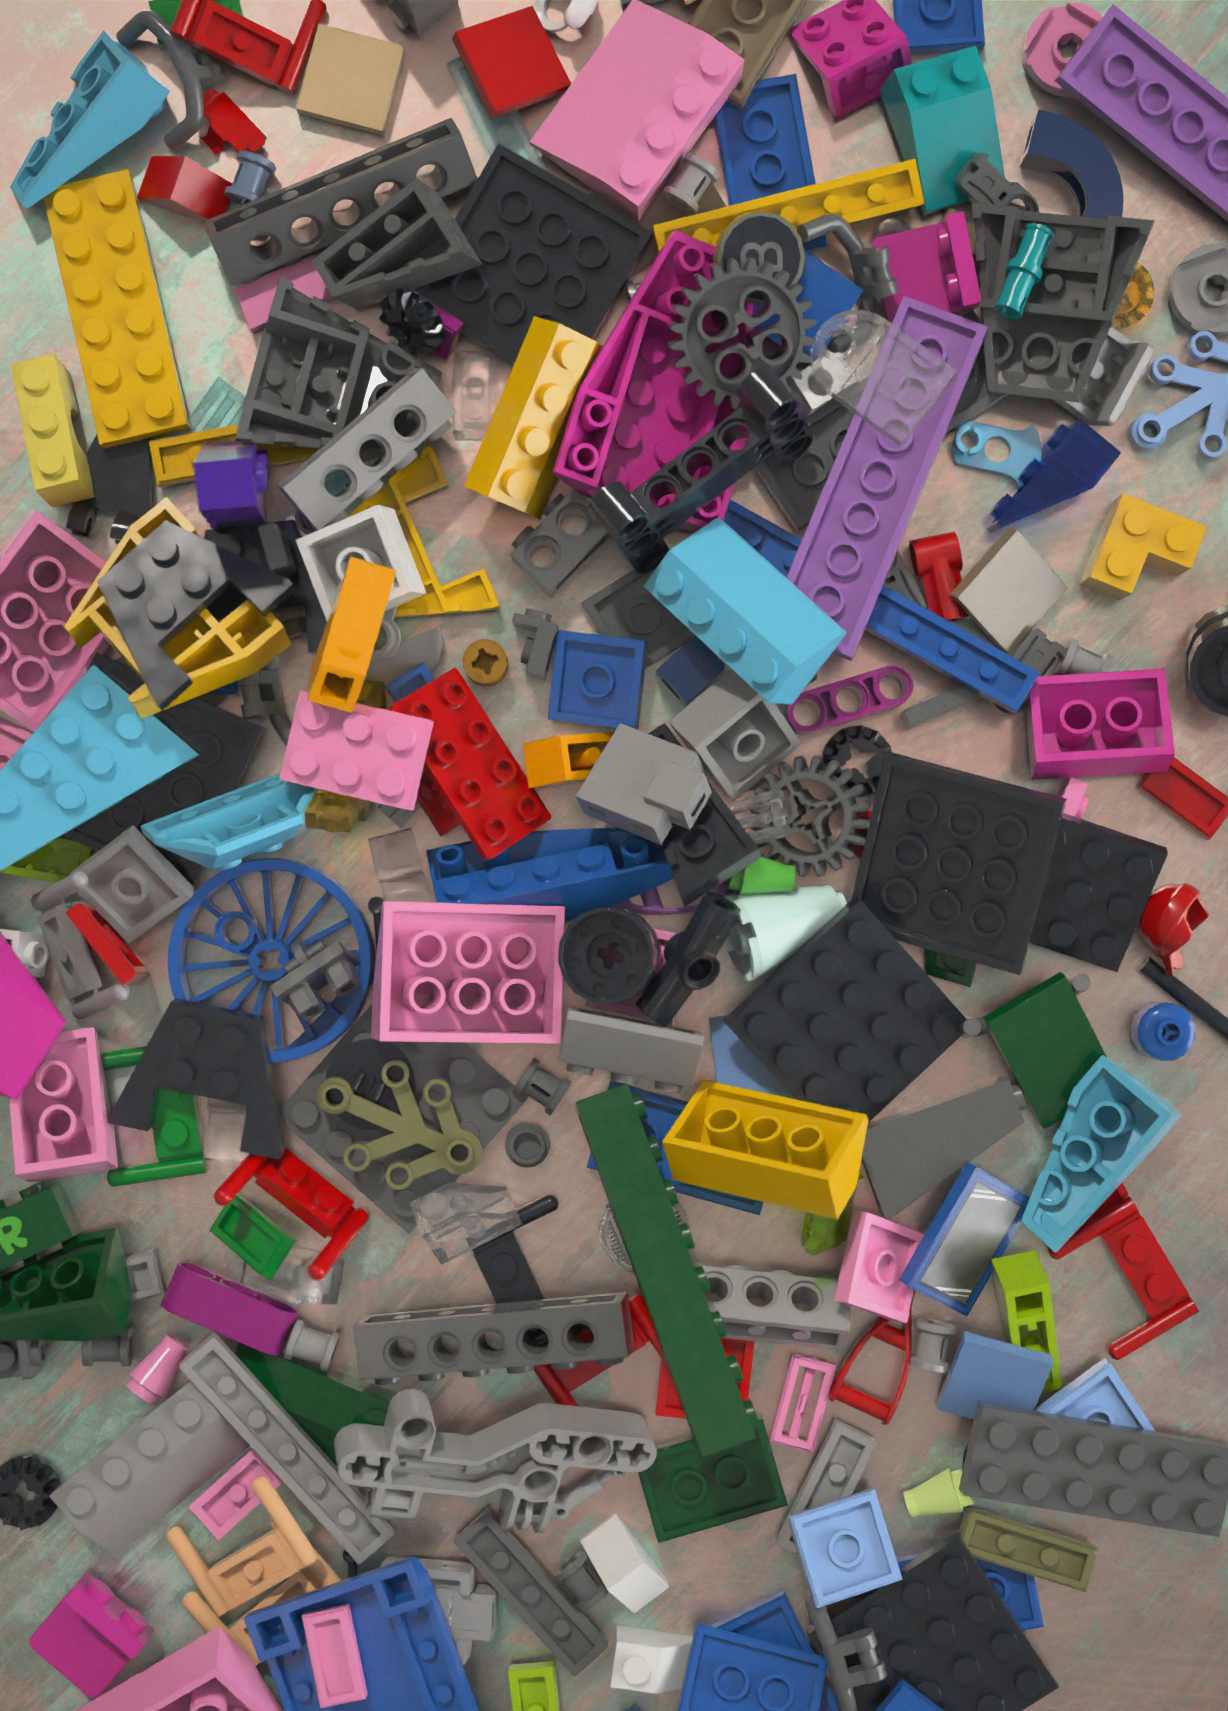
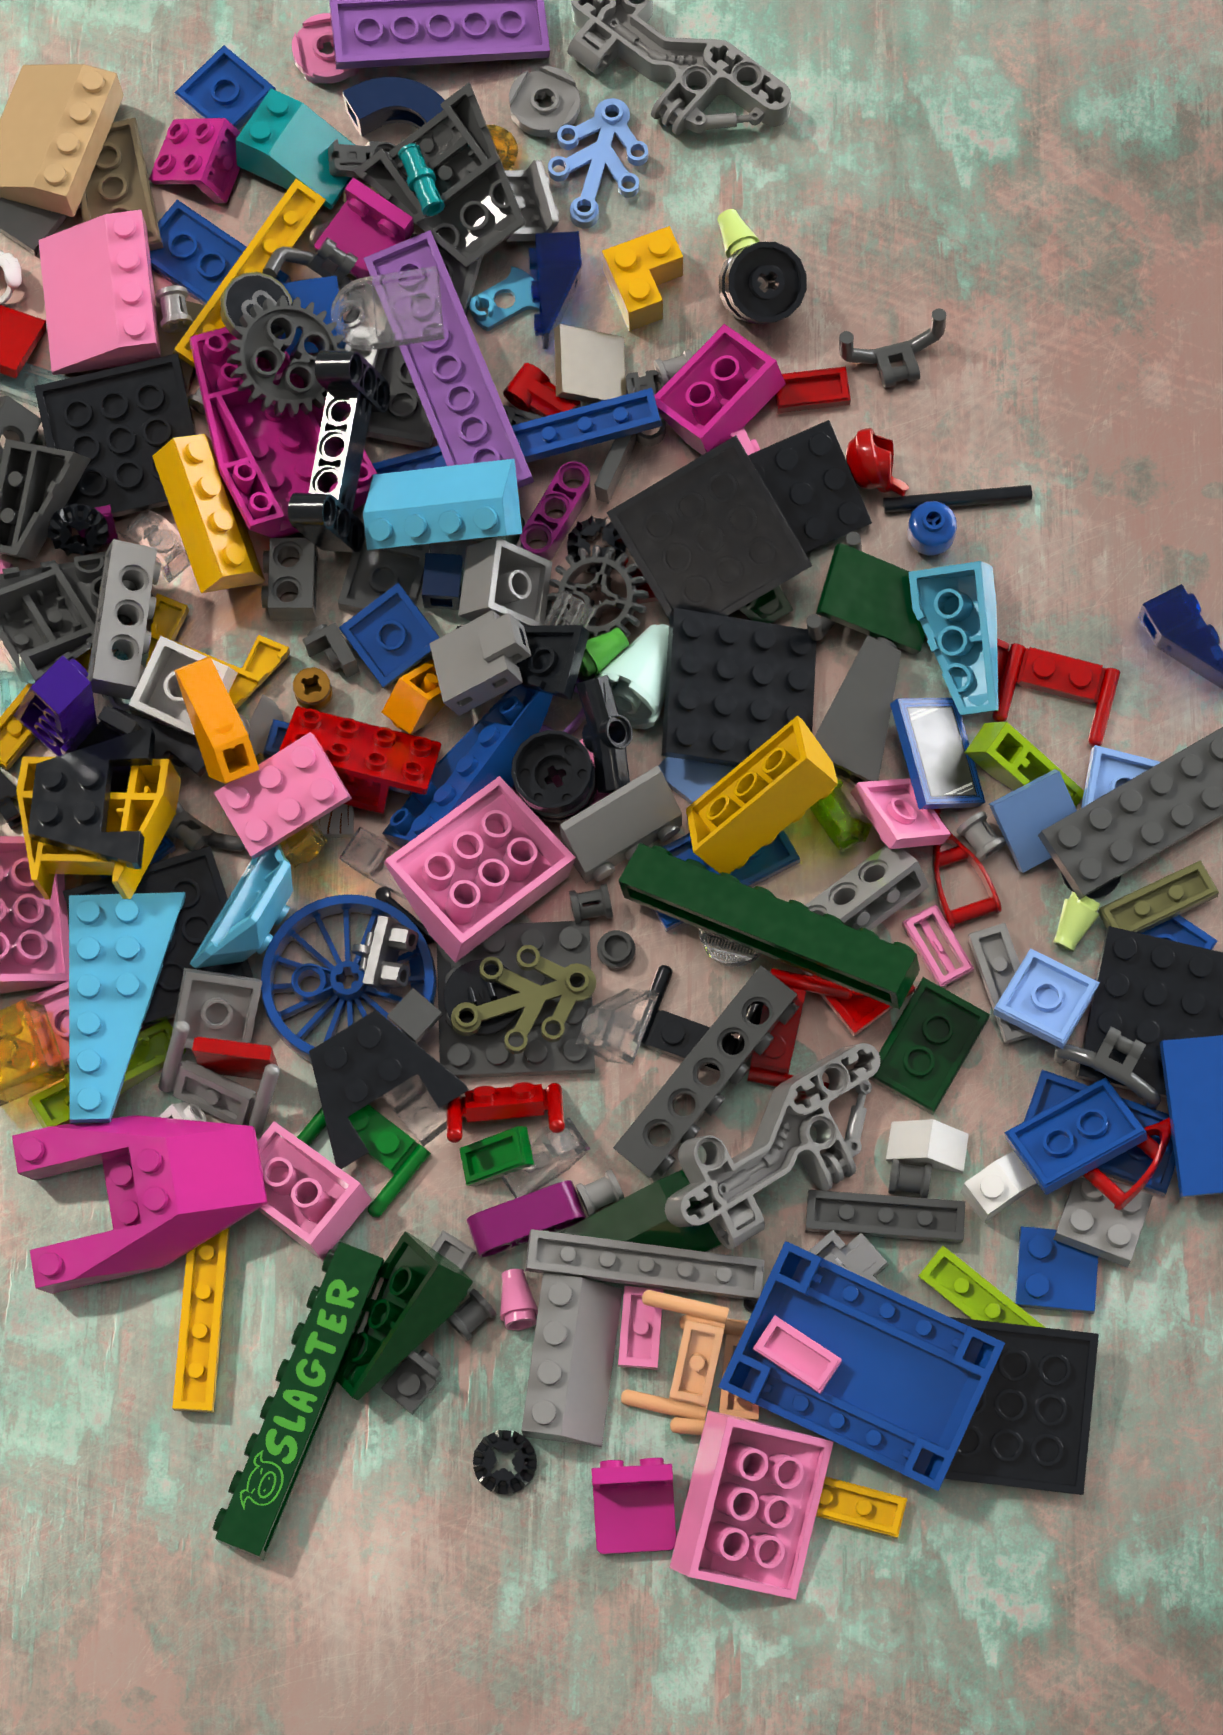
camera: 35 degrees left, 15 degrees down
(292, 1052) = (414, 1015): none -> dark grey tile

